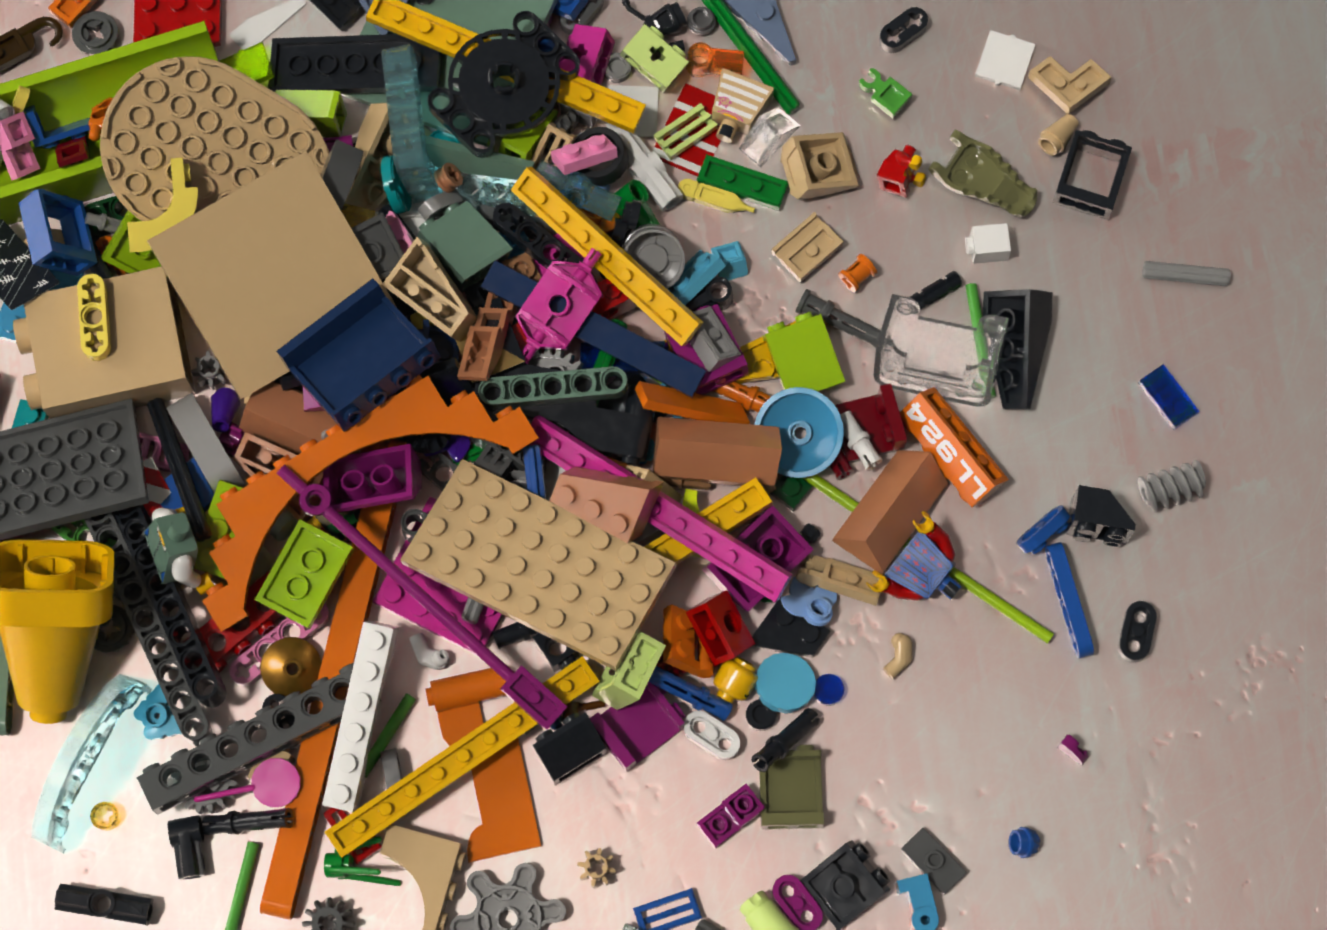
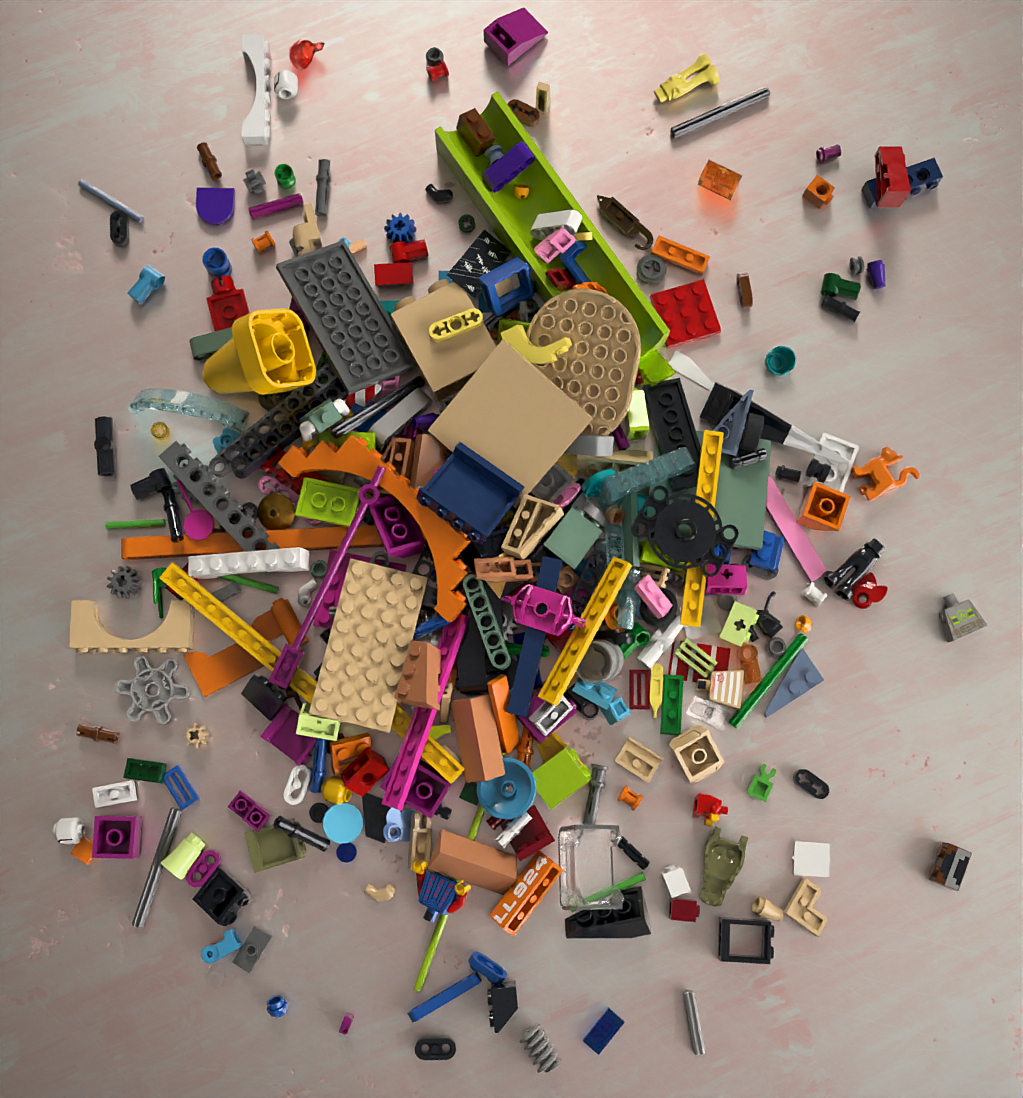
camera: 70 degrees right, 5 degrees up
(400, 617) = (315, 566): none -> sand green plate
(704, 230) = (631, 689): none -> dark red tile
(1030, 243) = (683, 909): none -> dark red brick

